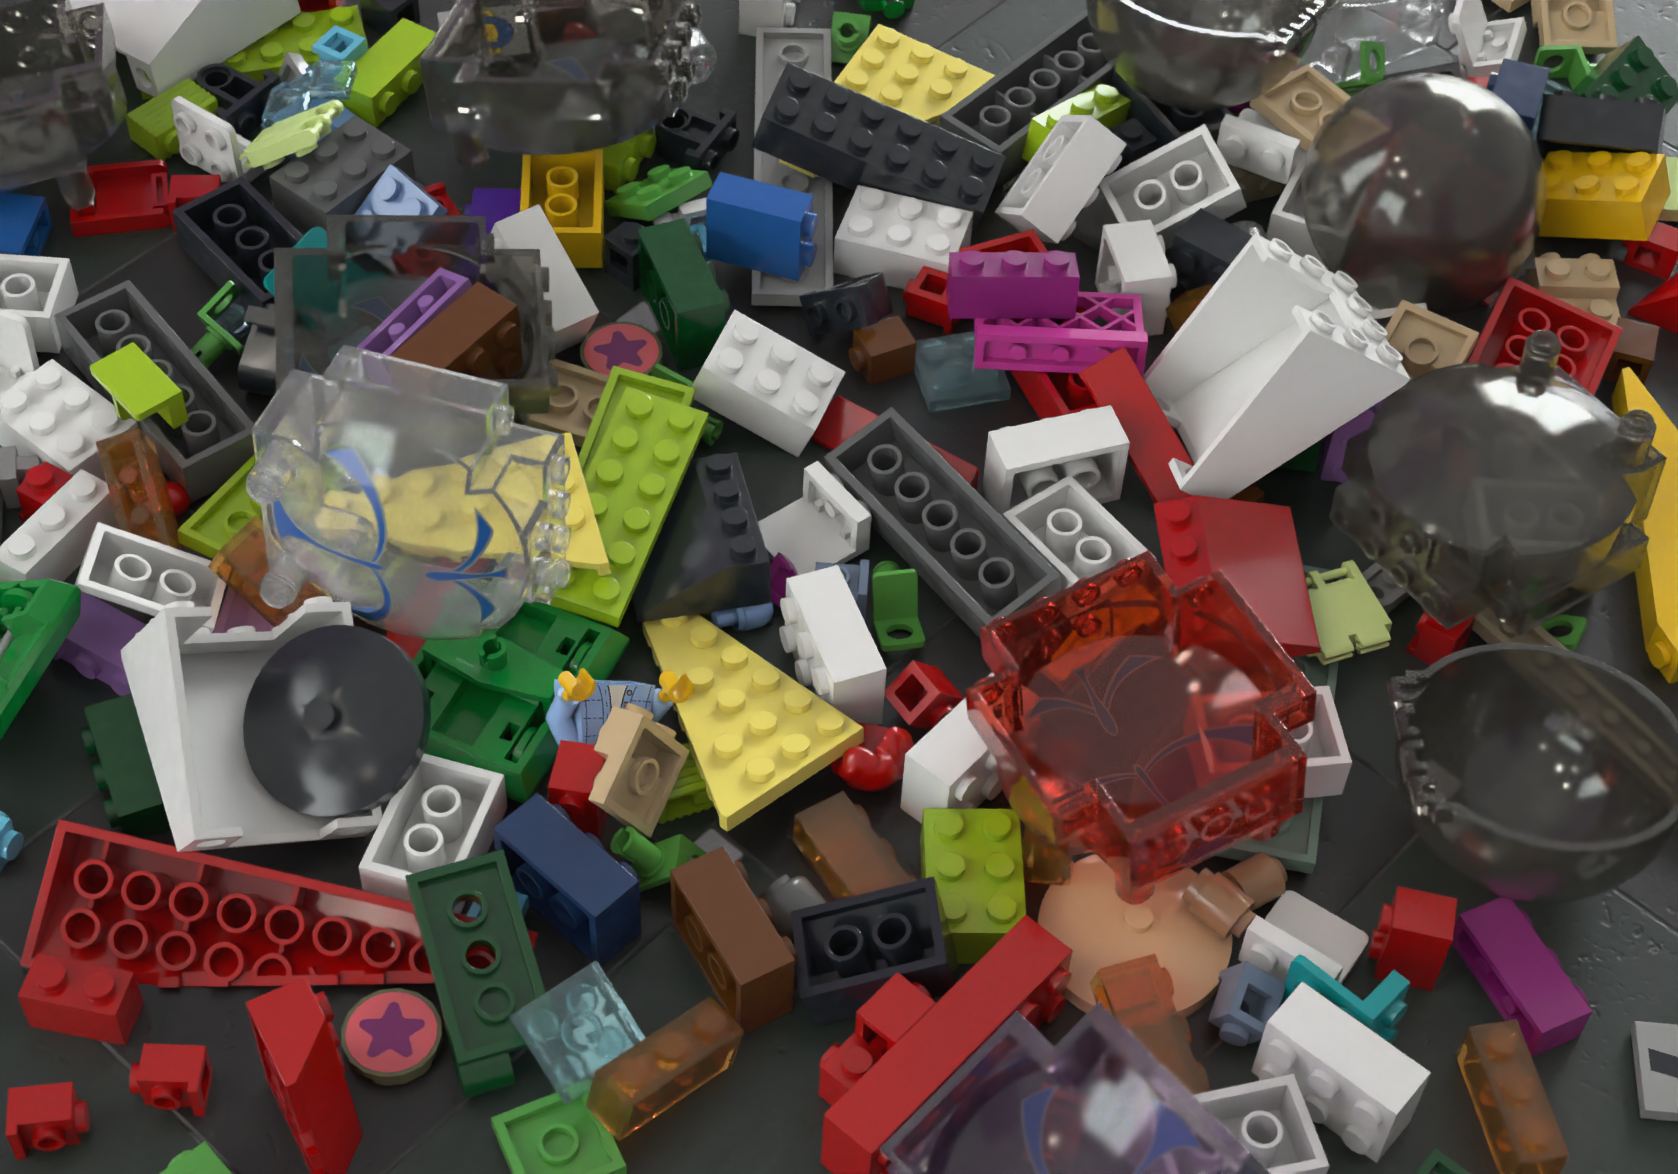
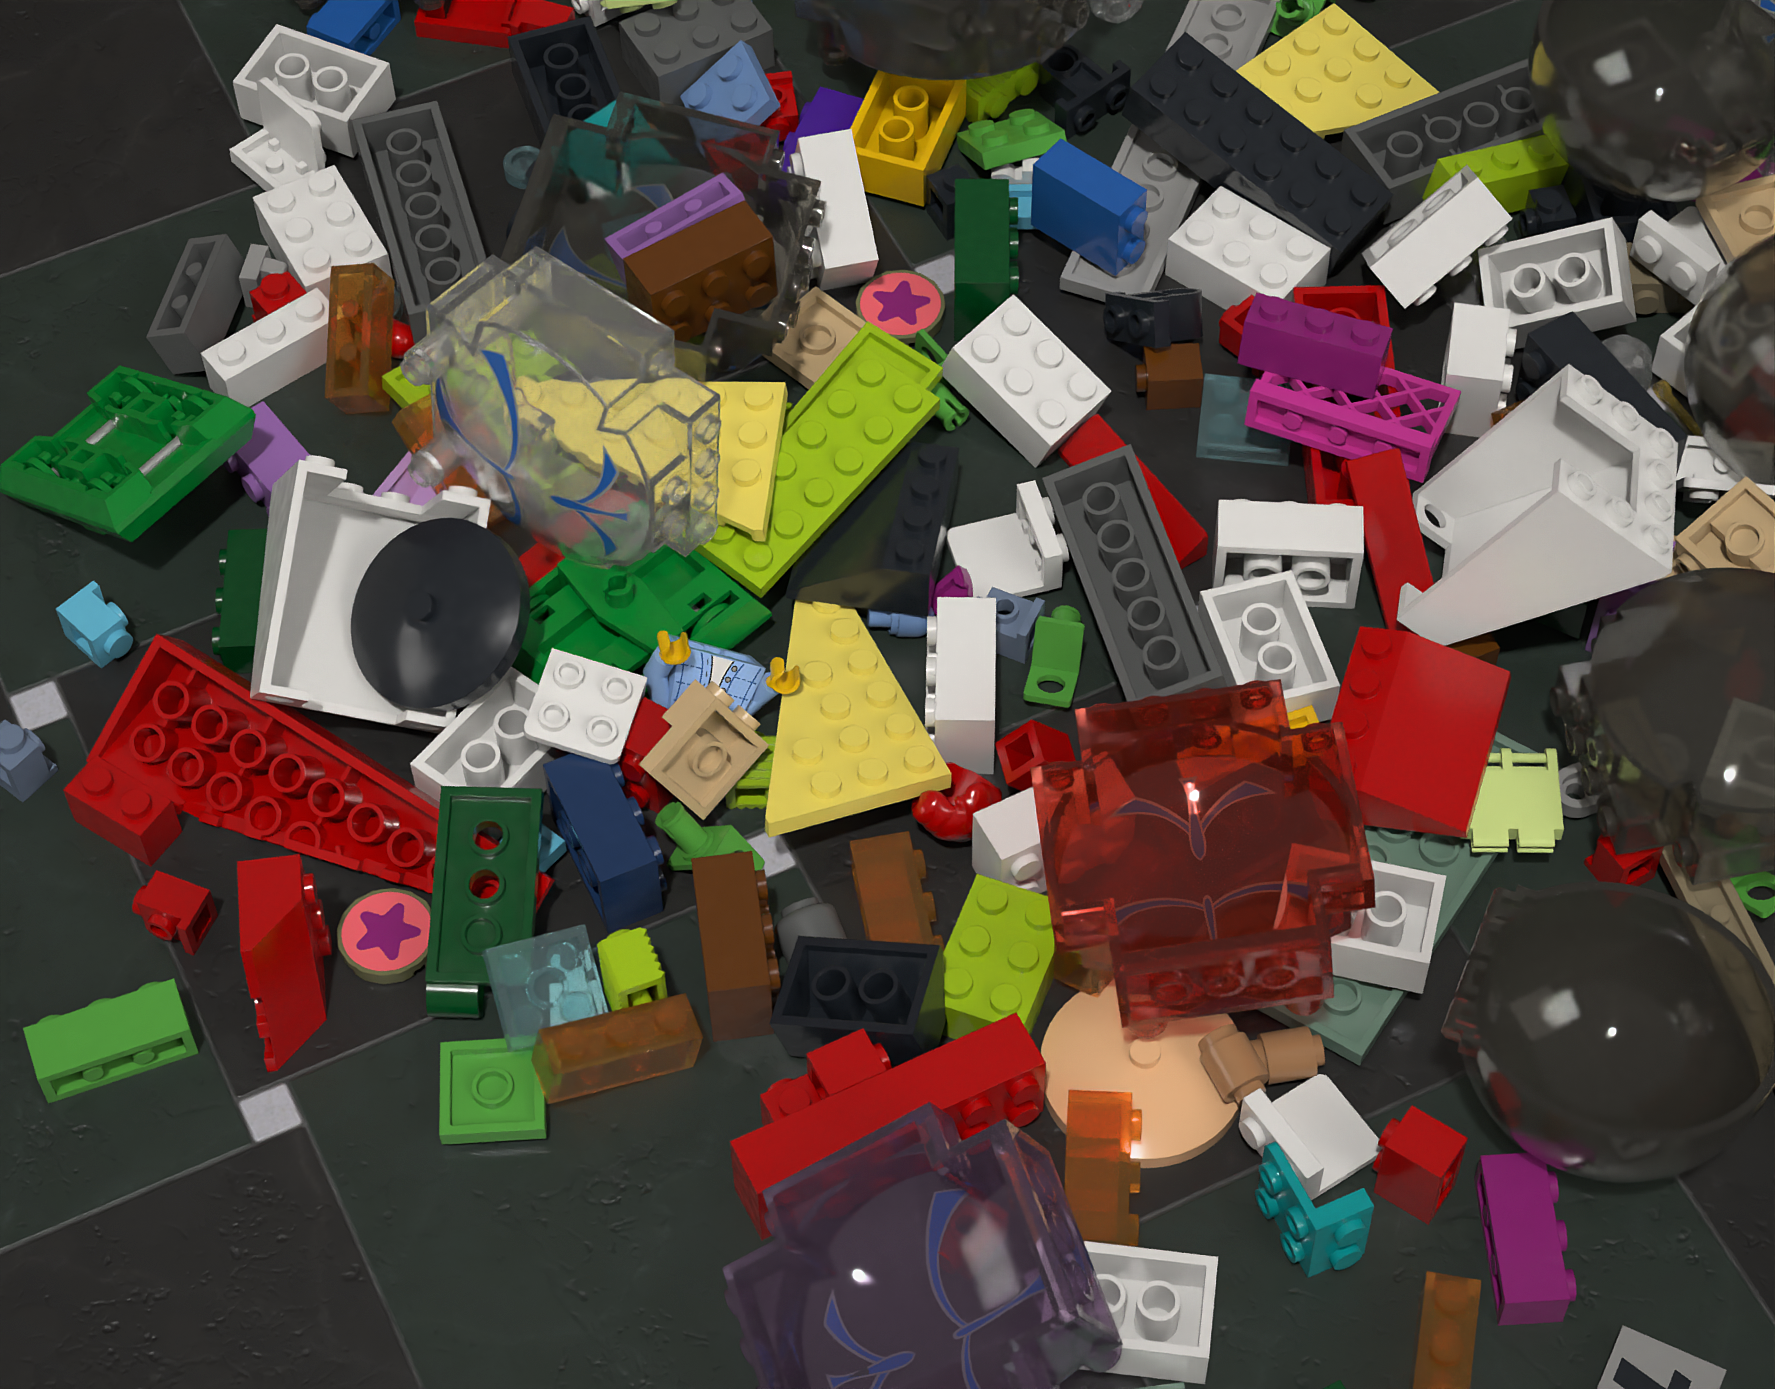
camera: 25 degrees right, 5 degrees up
(45, 1117) = (49, 910): red brick -> none
(139, 386) = (394, 218): lime panel -> none
(146, 574) = (332, 420): white slope -> none
(216, 338) = (503, 184): bright green bracket -> none
(512, 763) = (584, 707): none -> white bracket
(653, 990) = (630, 969): none -> lime brick
(1245, 1003) = (1233, 1169): sand blue brick -> none
(1343, 1070) = (1272, 1273): white brick -> none

